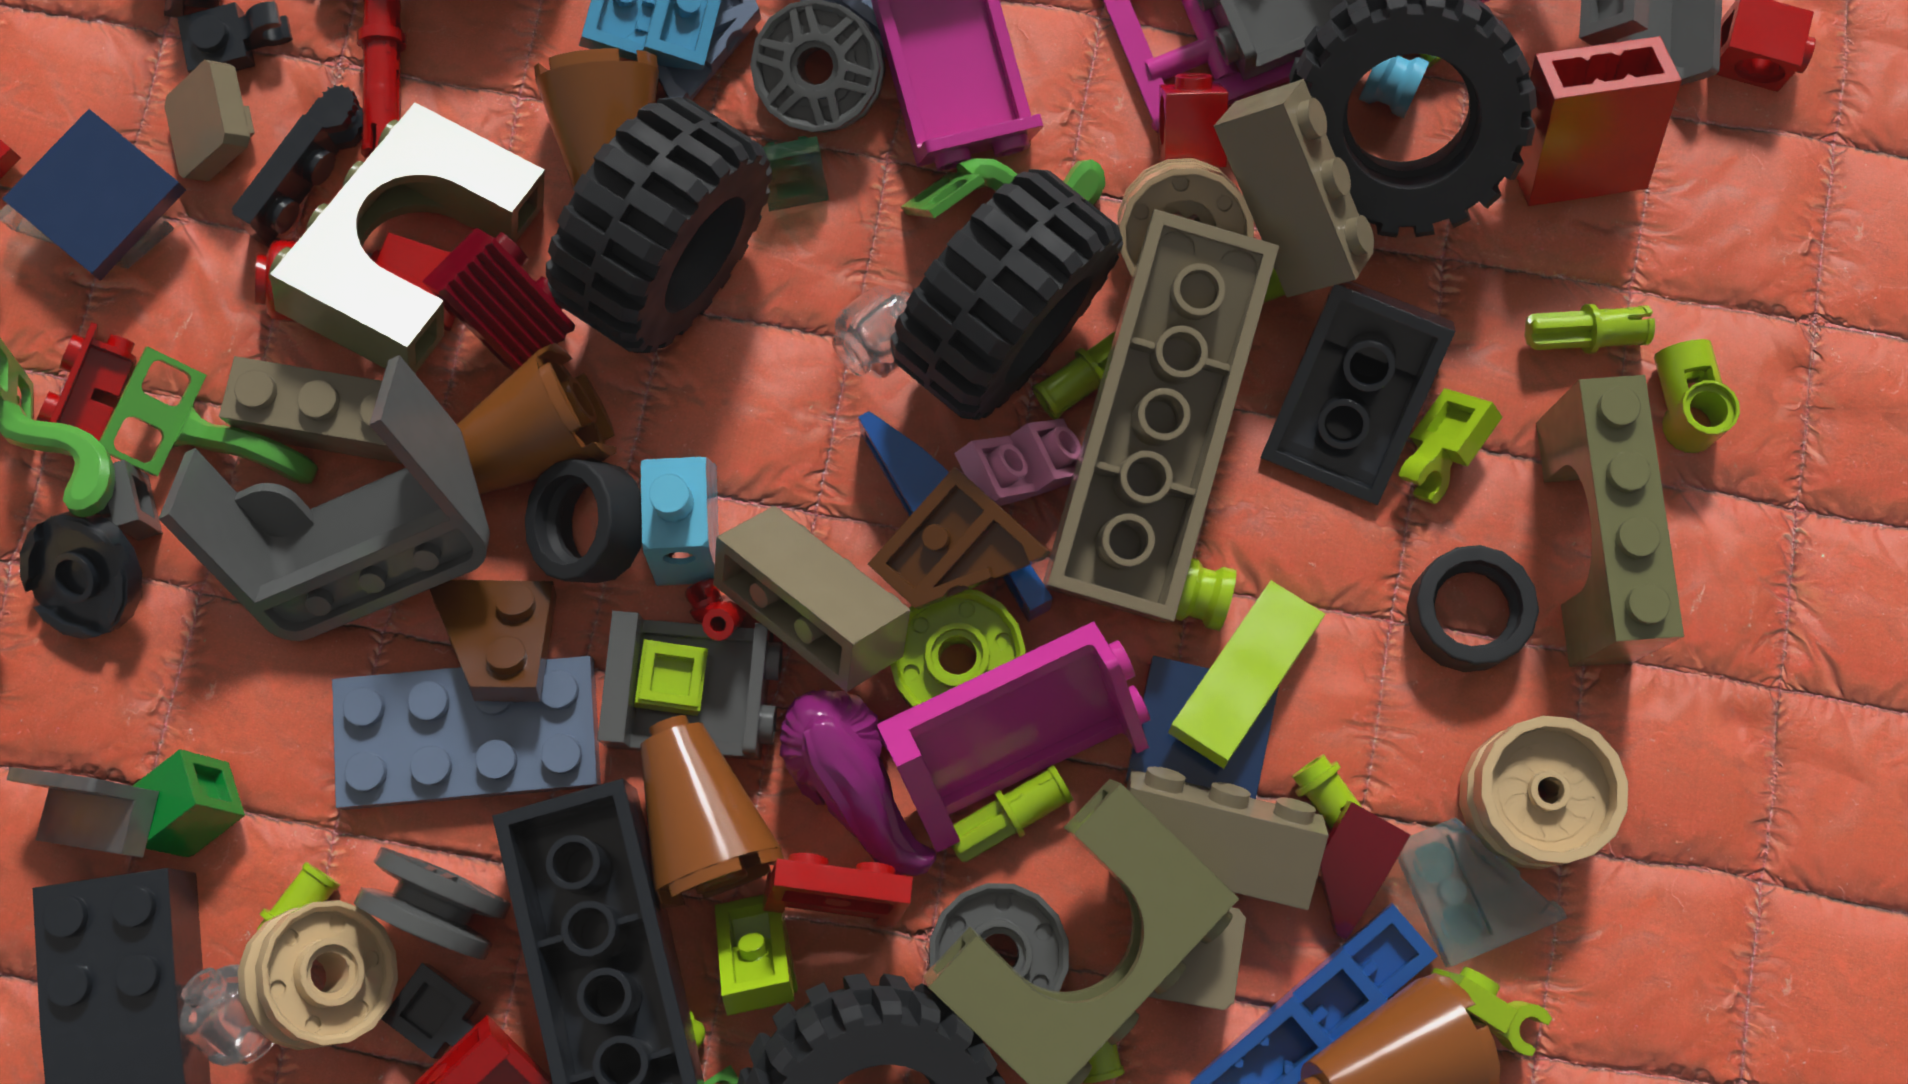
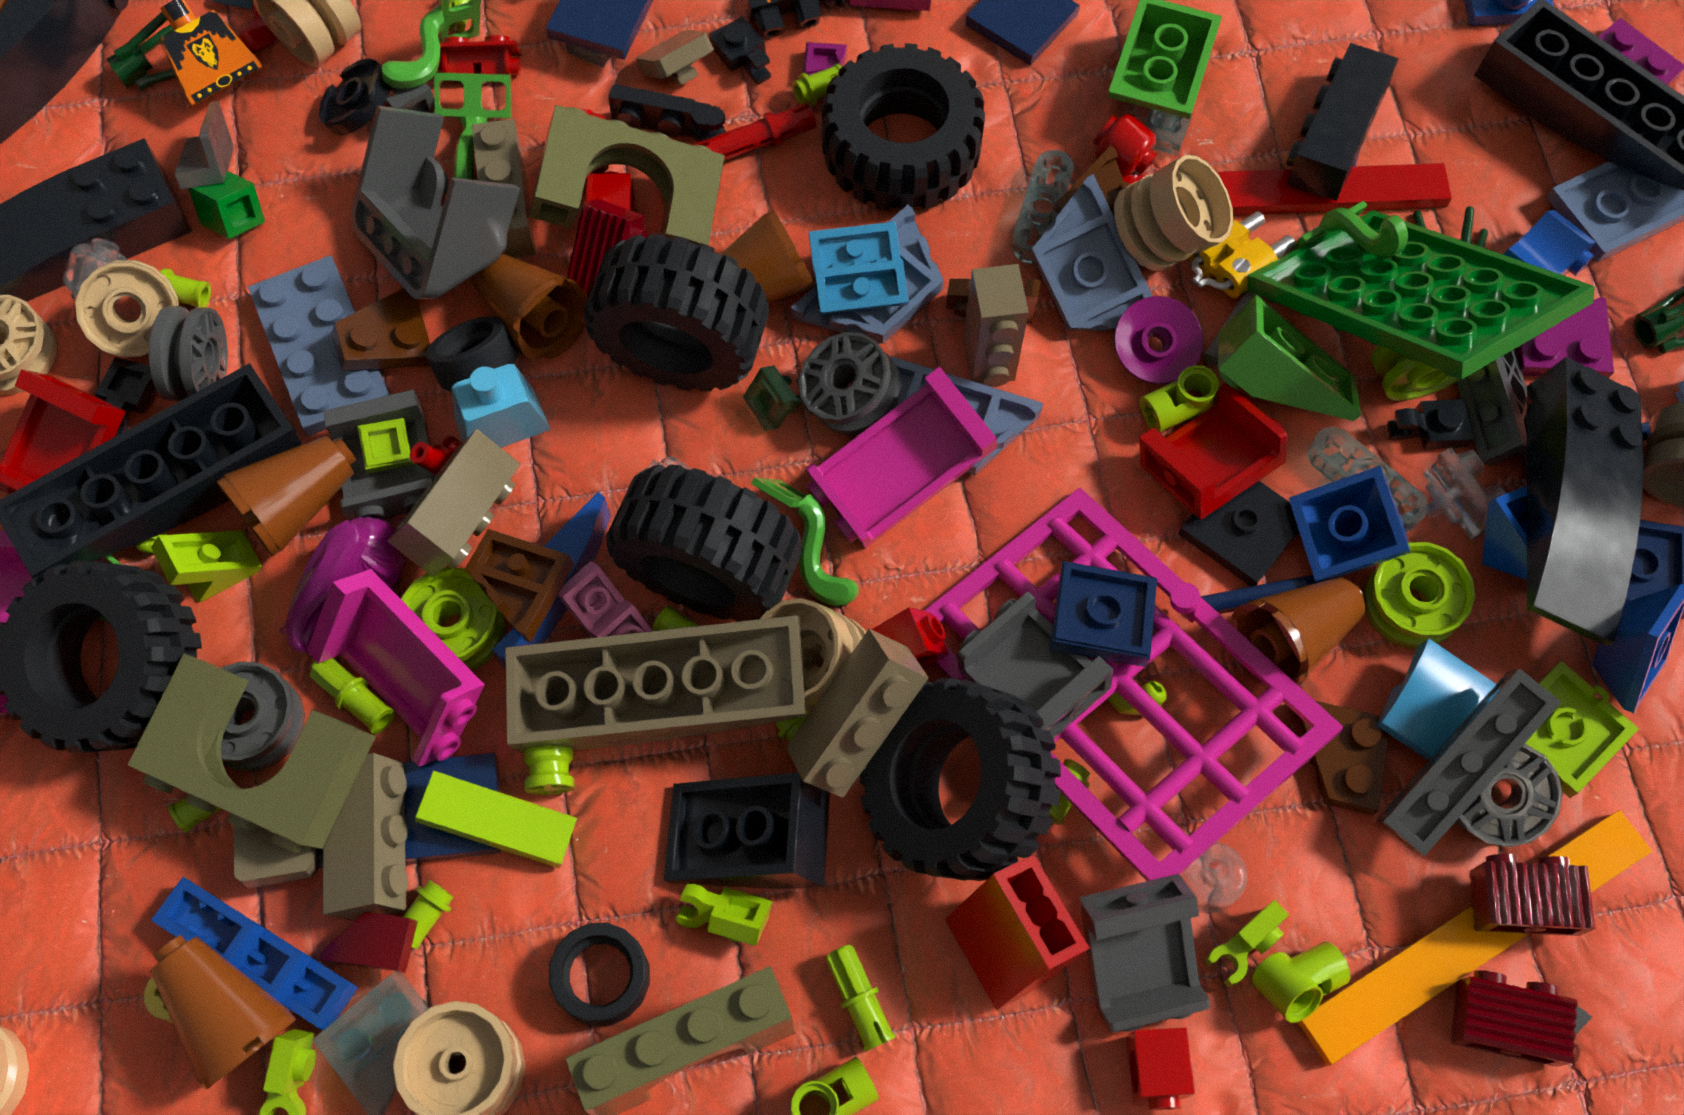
camera: 70 degrees right, 10 degrees down
(813, 885) = (256, 599): red plate -> none

